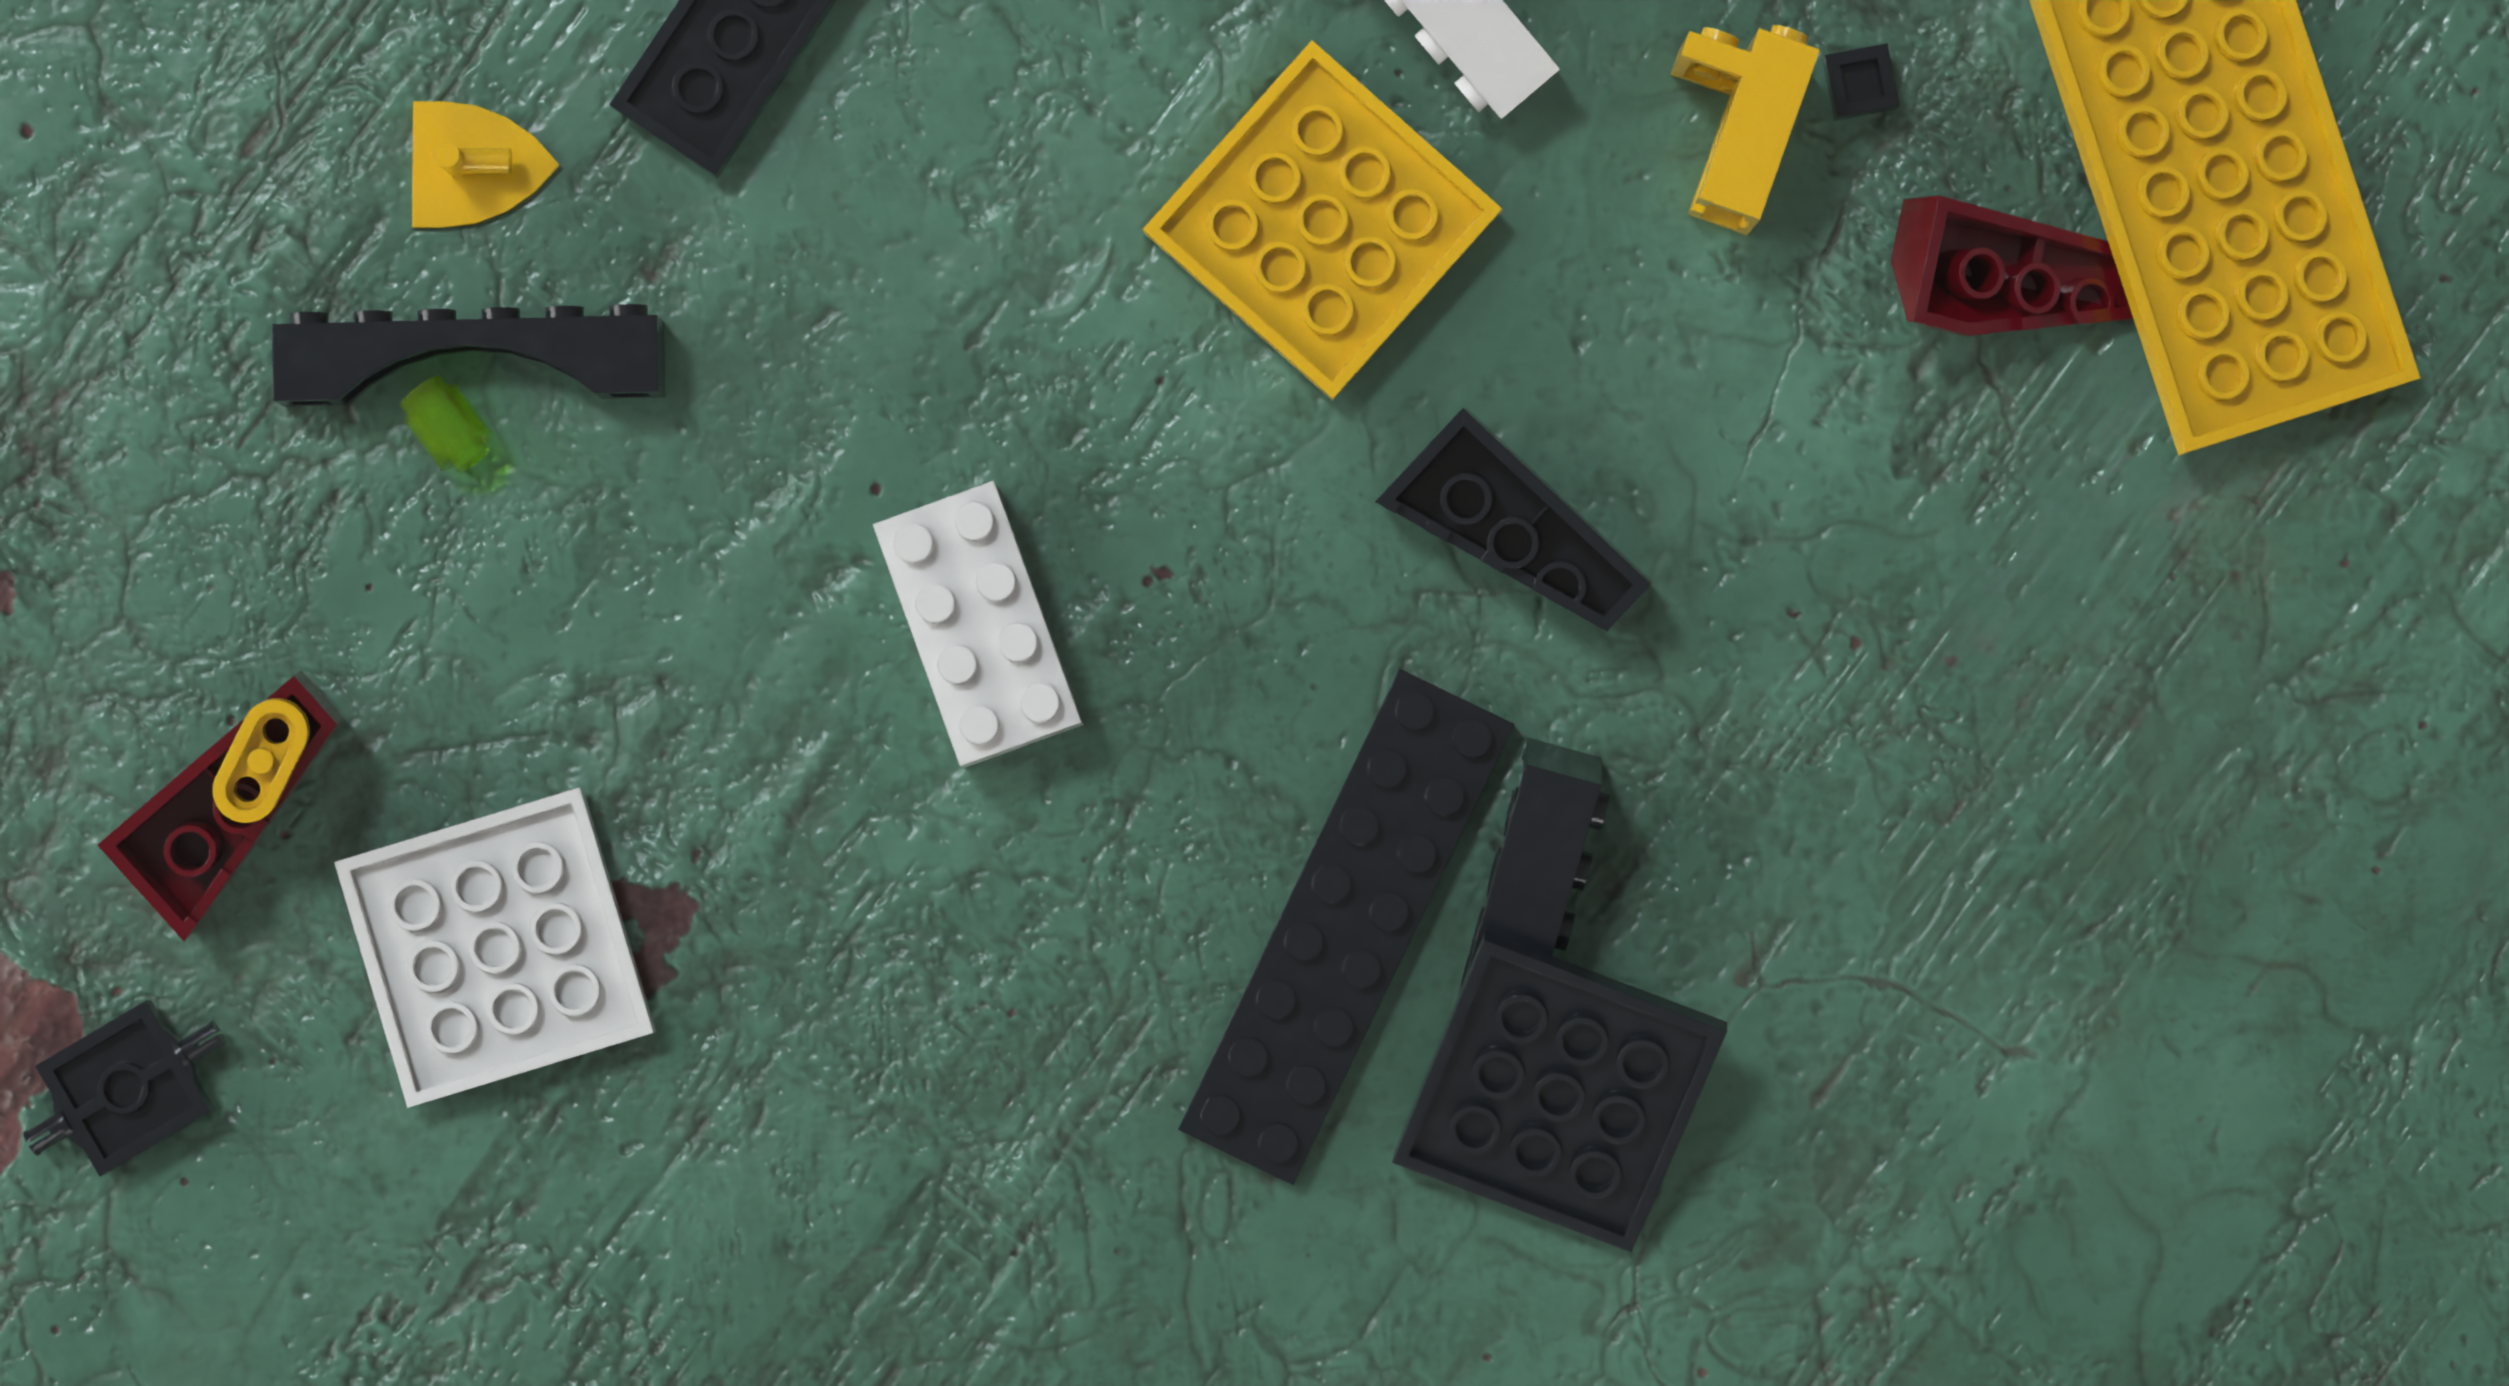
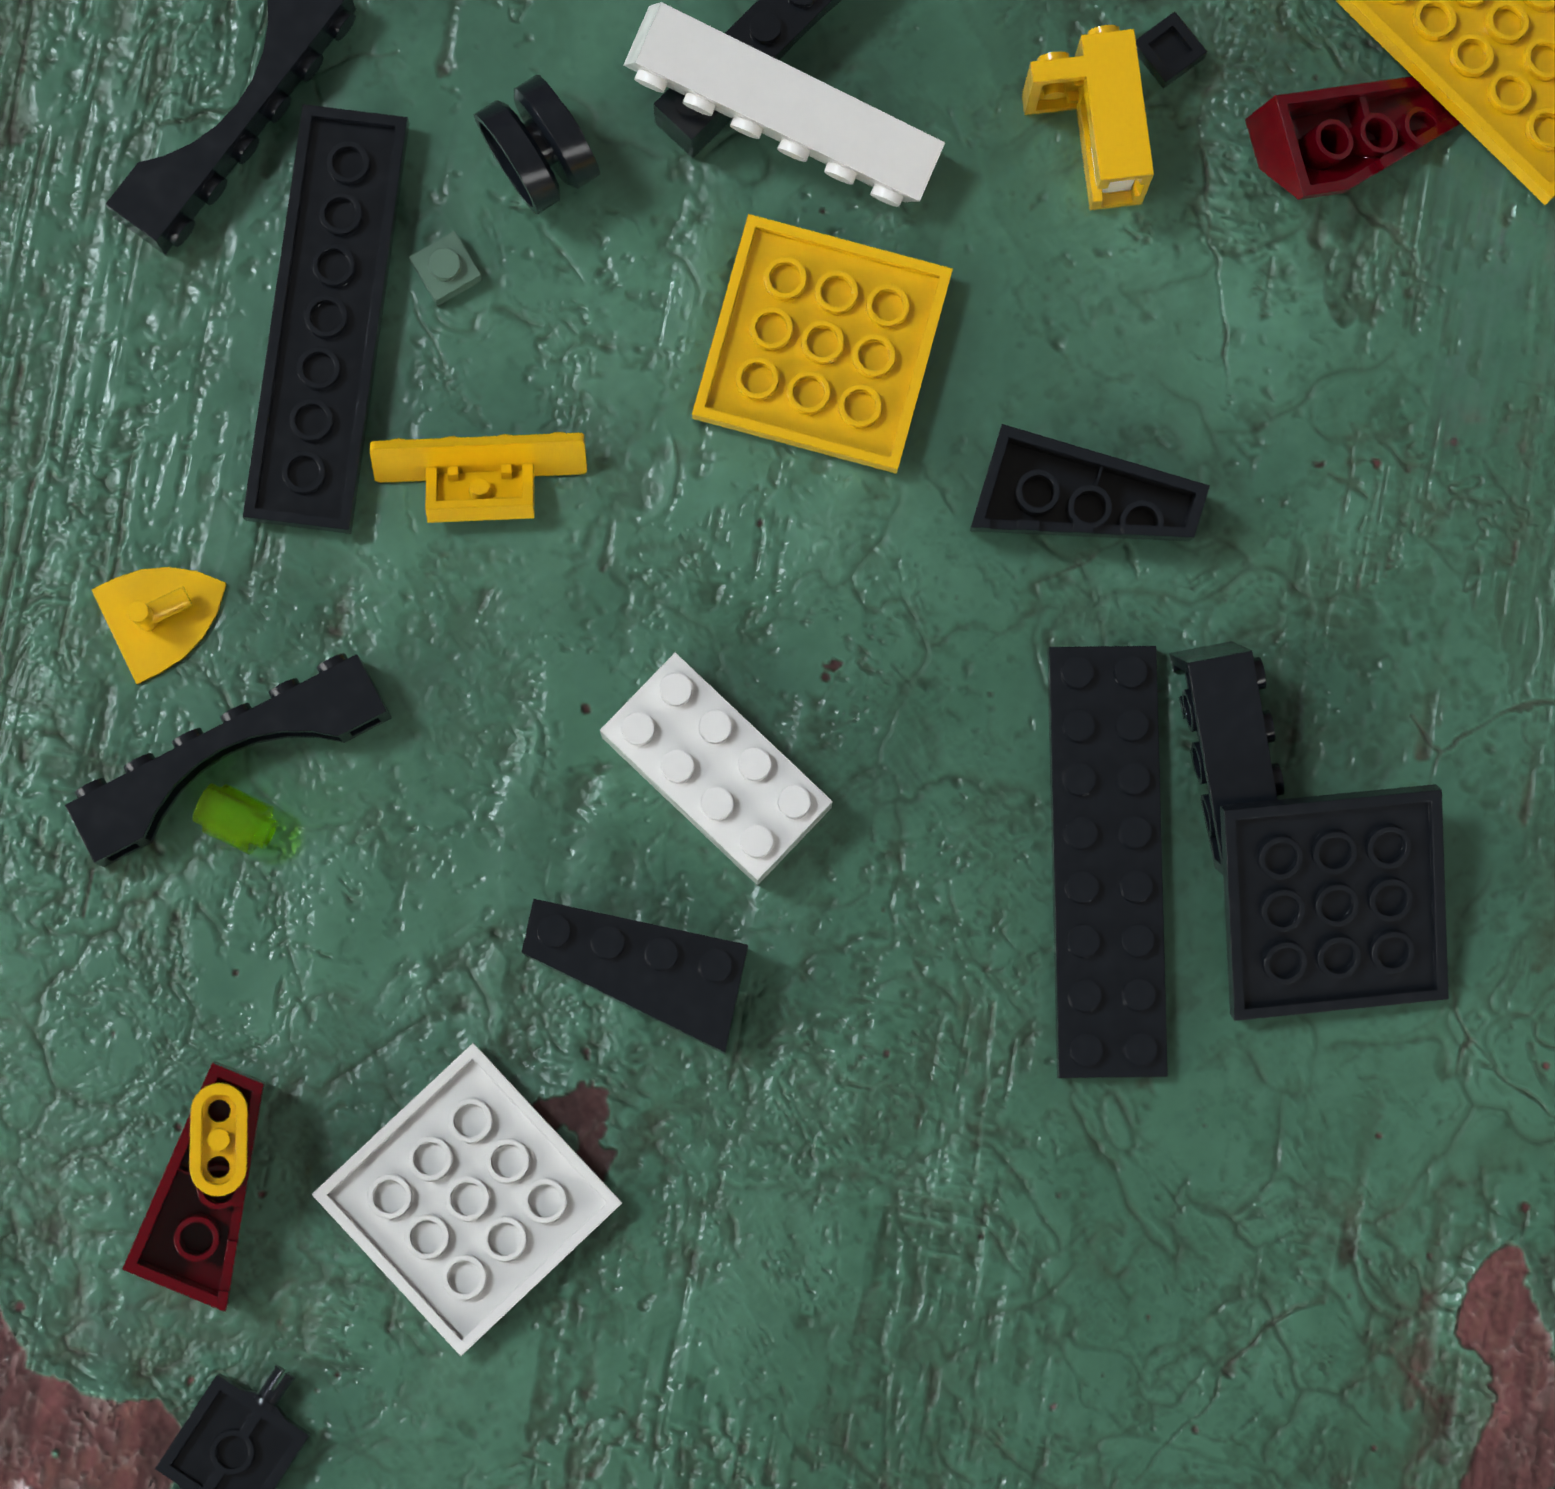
camera: 25 degrees left, 5 degrees down
(806, 806) = (651, 968): none -> black wedge
(883, 184) = (479, 474): none -> yellow bracket

